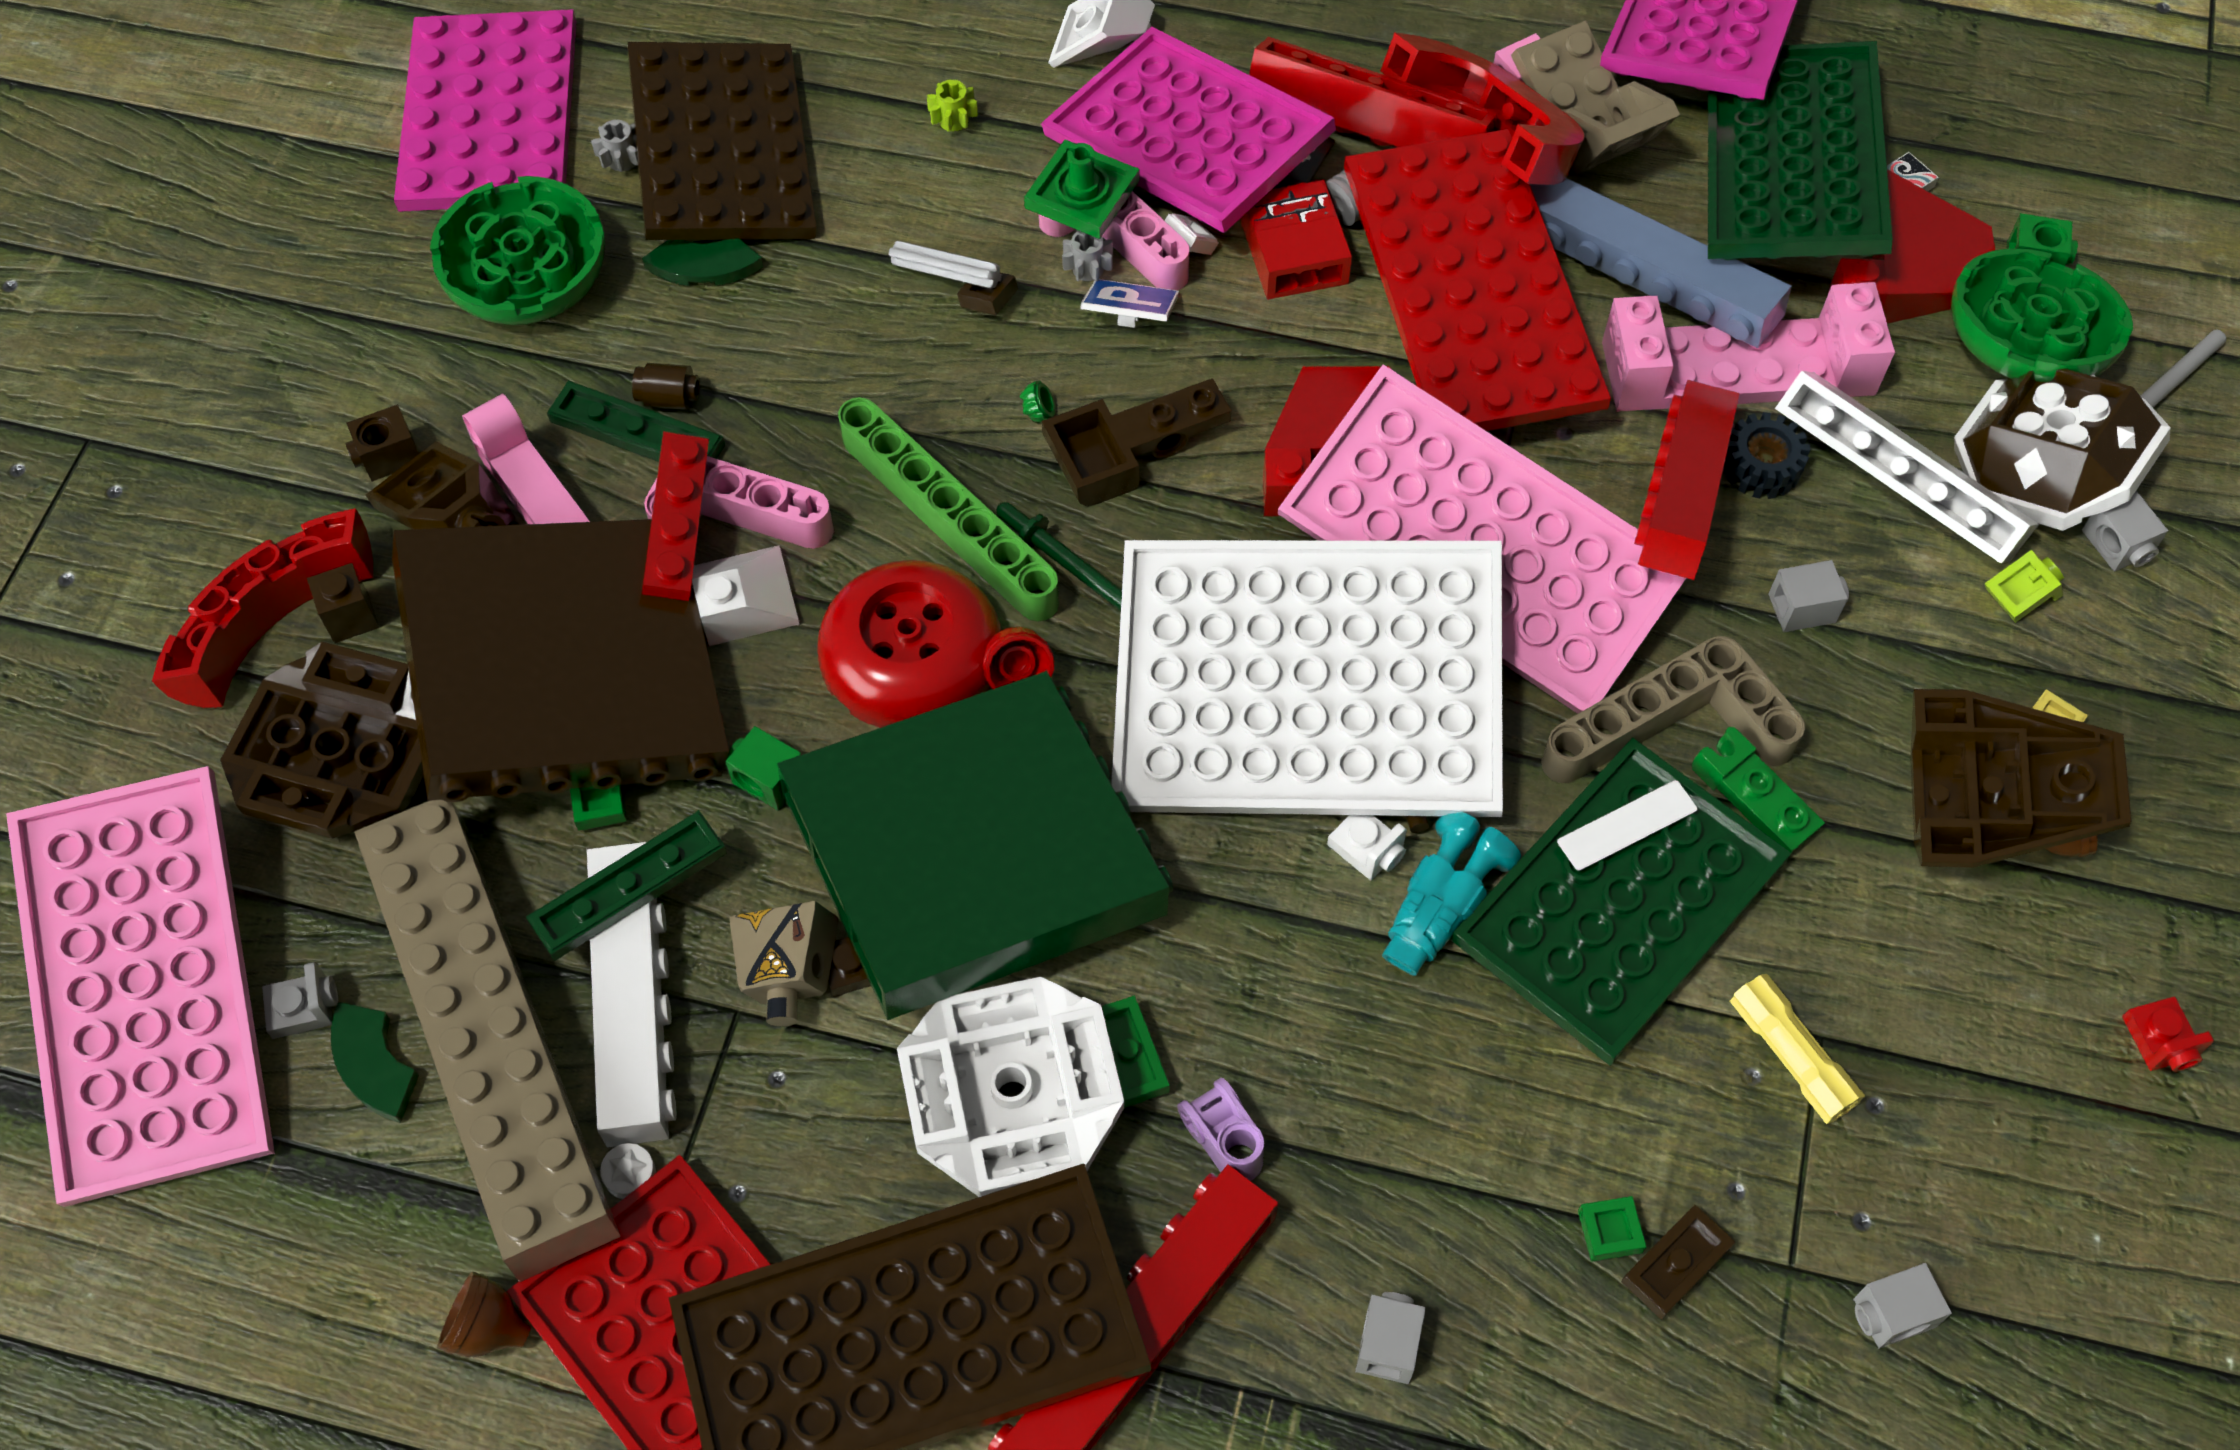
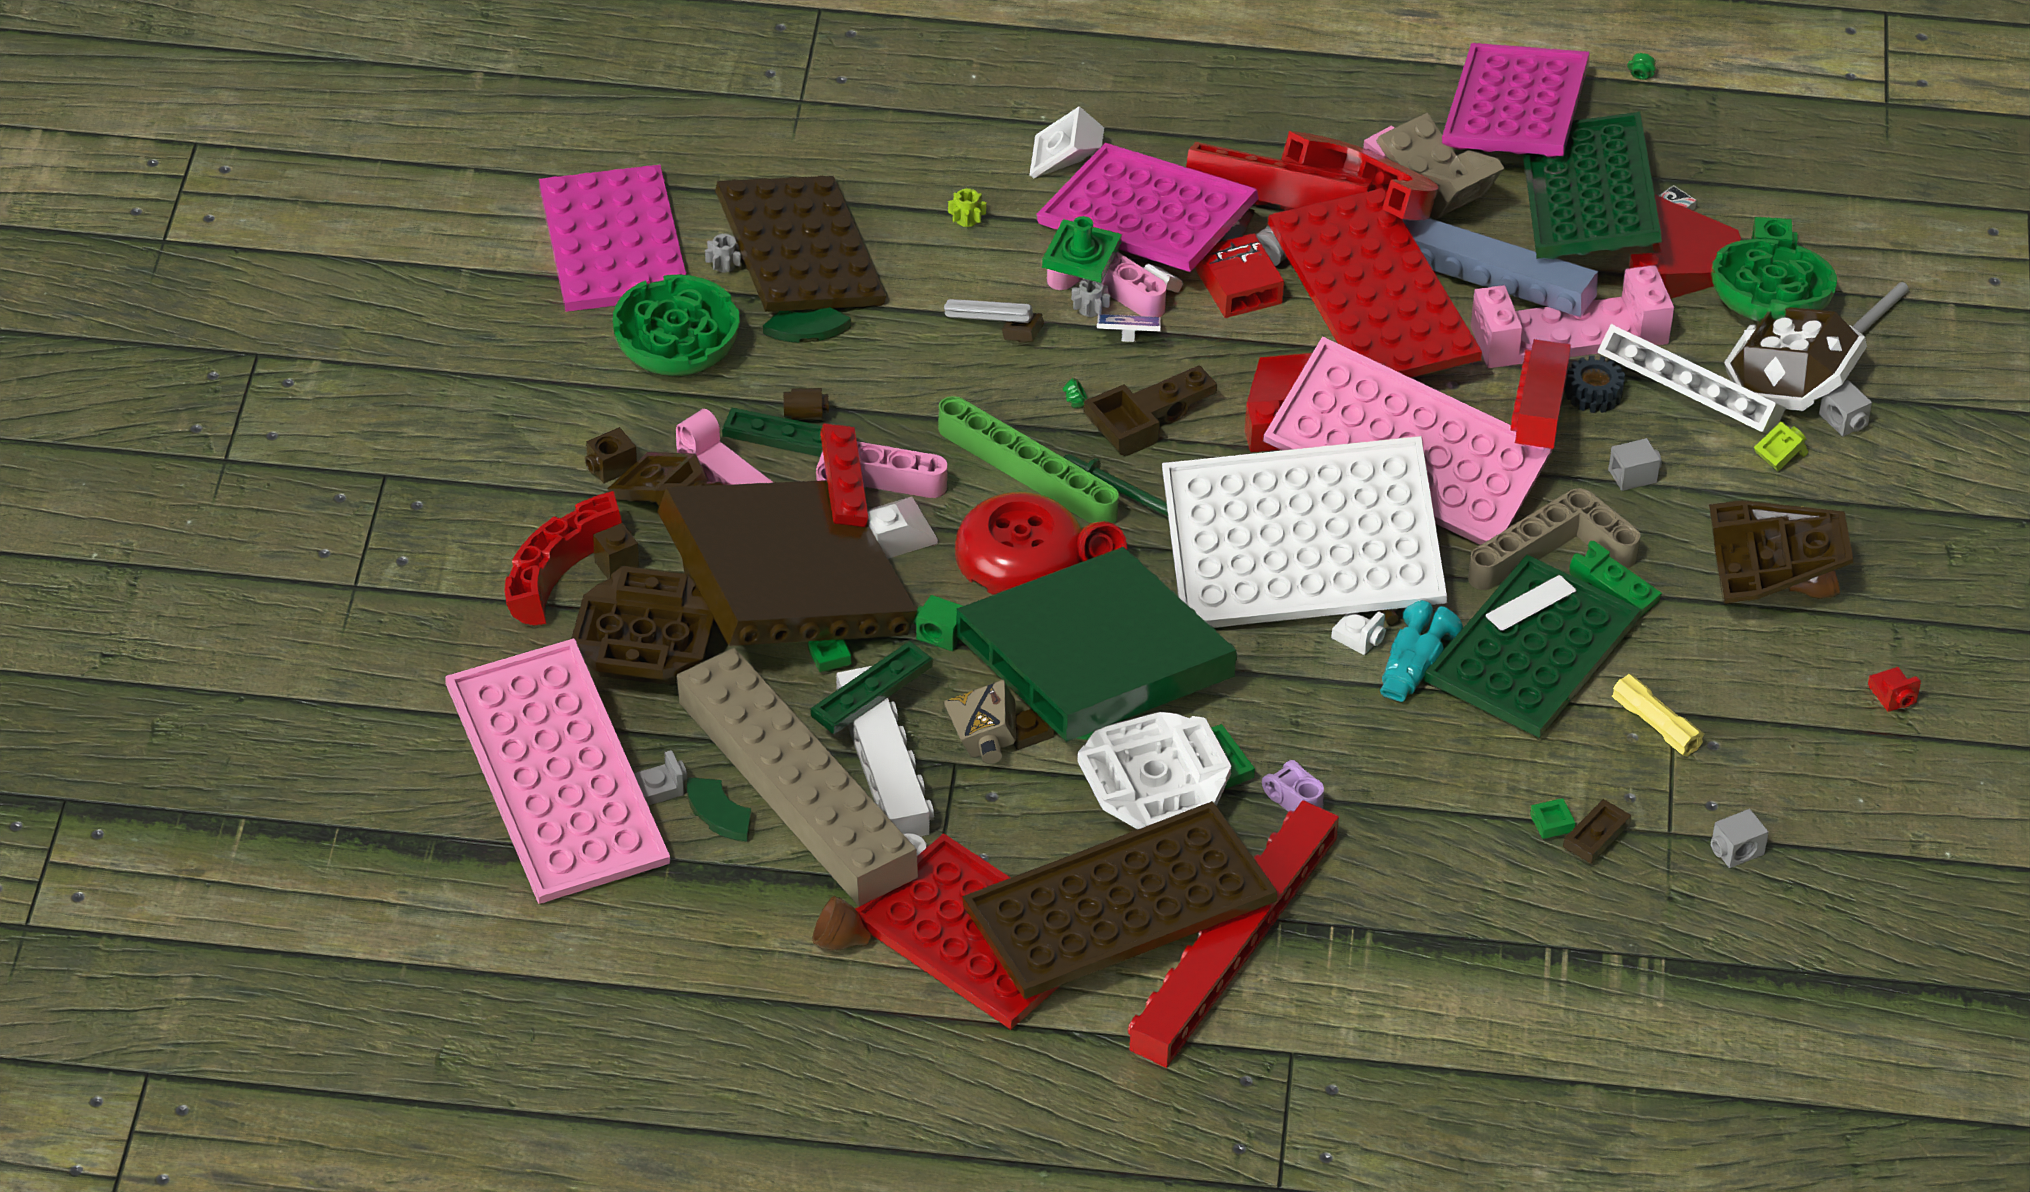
camera: 10 degrees left, 15 degrees down
(1390, 1337) = (1422, 884): light grey brick -> none

